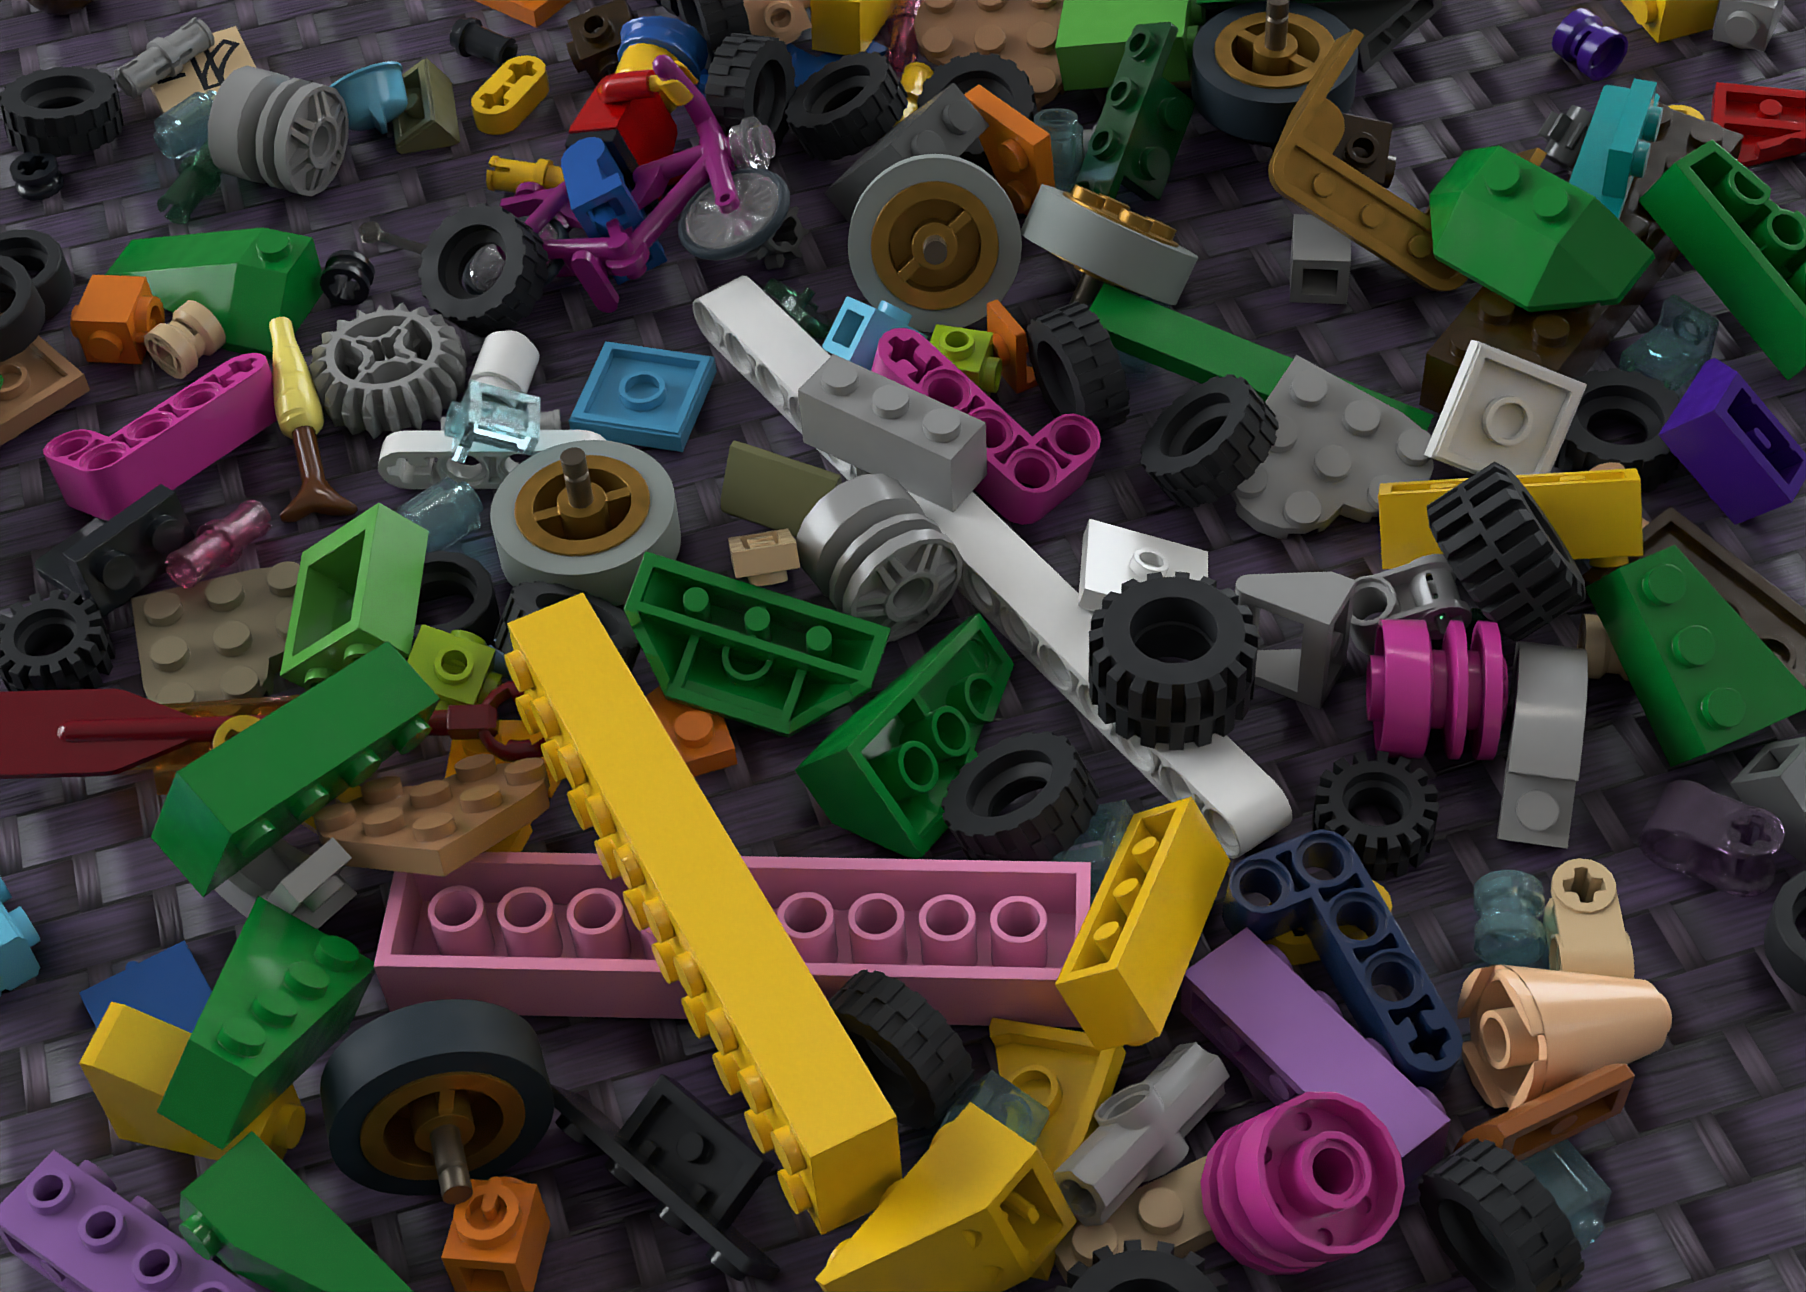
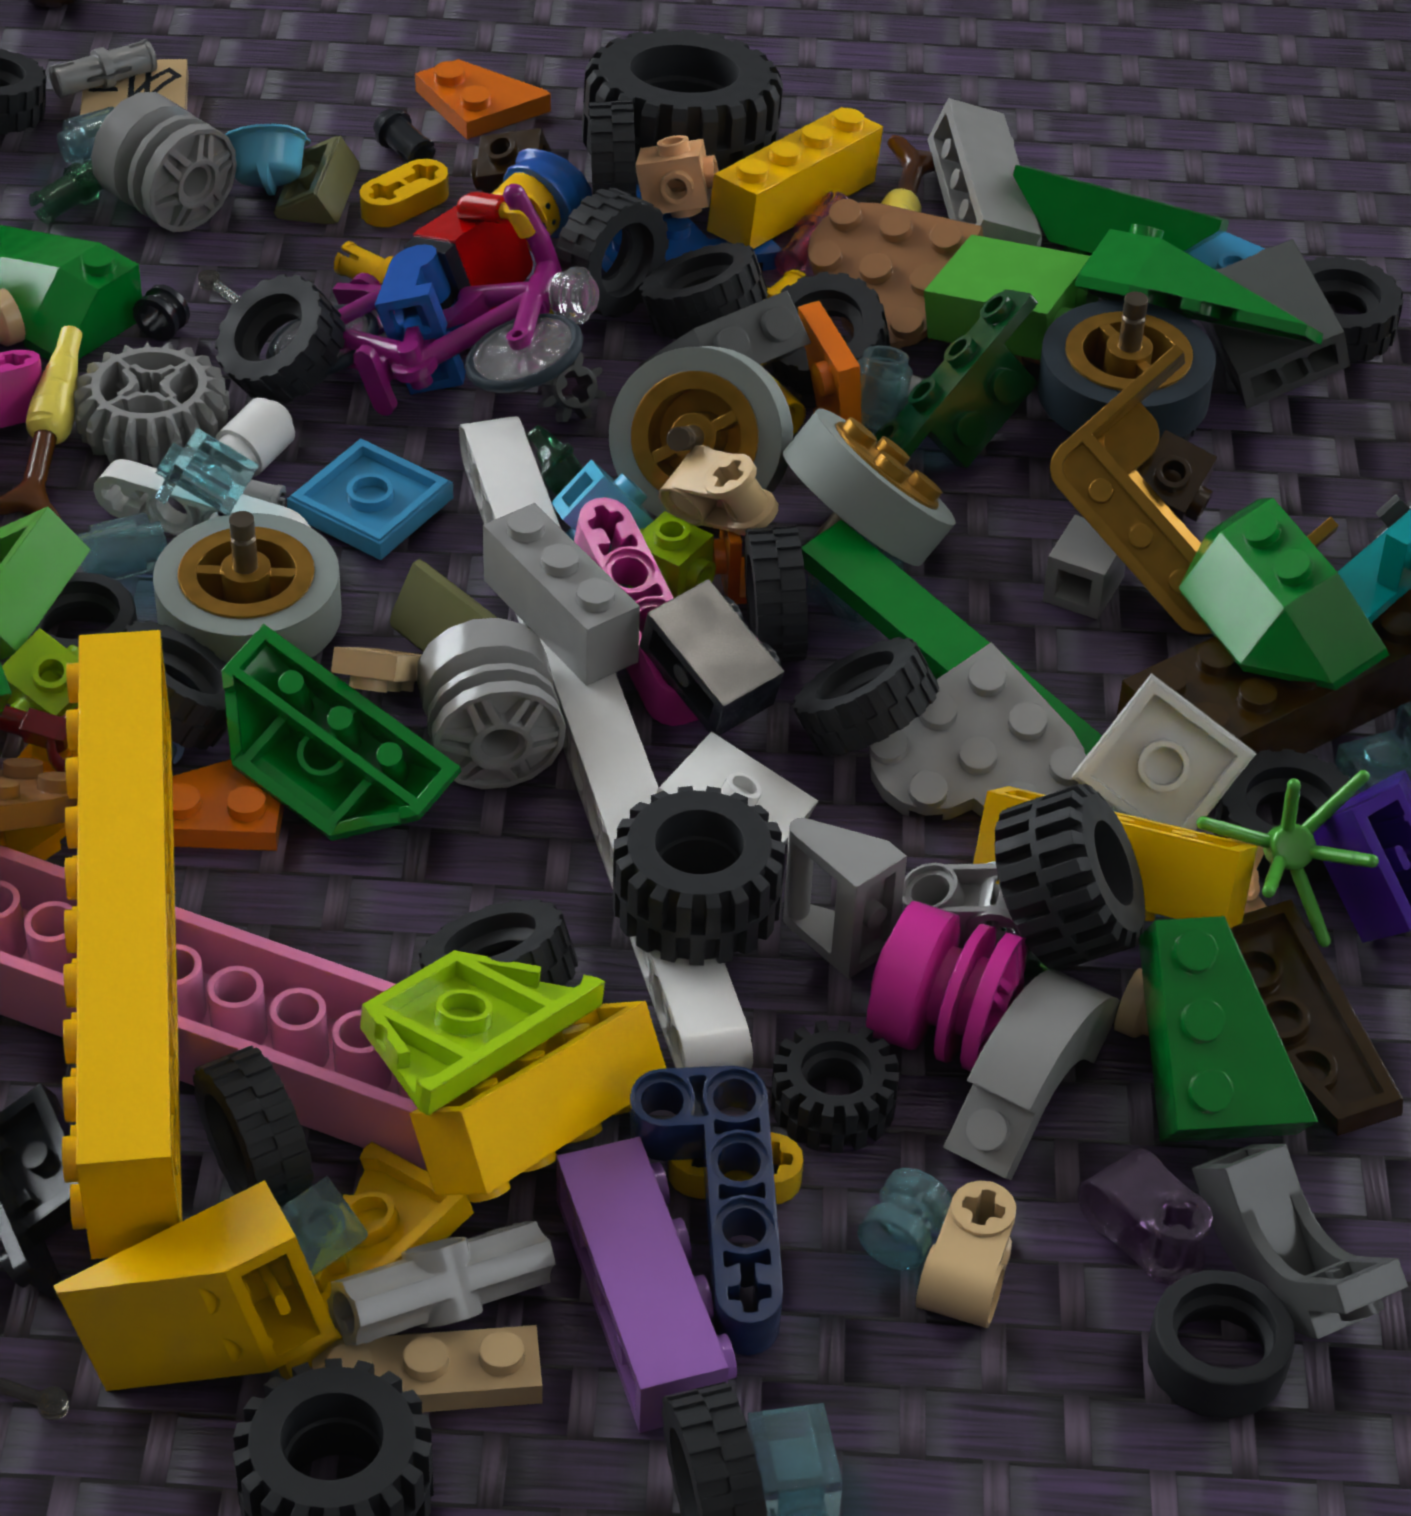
camera: 15 degrees right, 5 degrees down
(900, 751) = (410, 885): green wedge -> none
(988, 290) = (718, 492): none -> tan piece
(1055, 878) = (467, 1022): none -> lime wing
(1064, 449) = (712, 657): none -> brick
(1303, 1184) = (586, 1344): dark pink wheel -> none
(1552, 1027) = (888, 1328): light nougat cone -> none
(1557, 1113) = (844, 1395): dark orange slope -> none
(1664, 459) = (1294, 846): none -> bright green plant

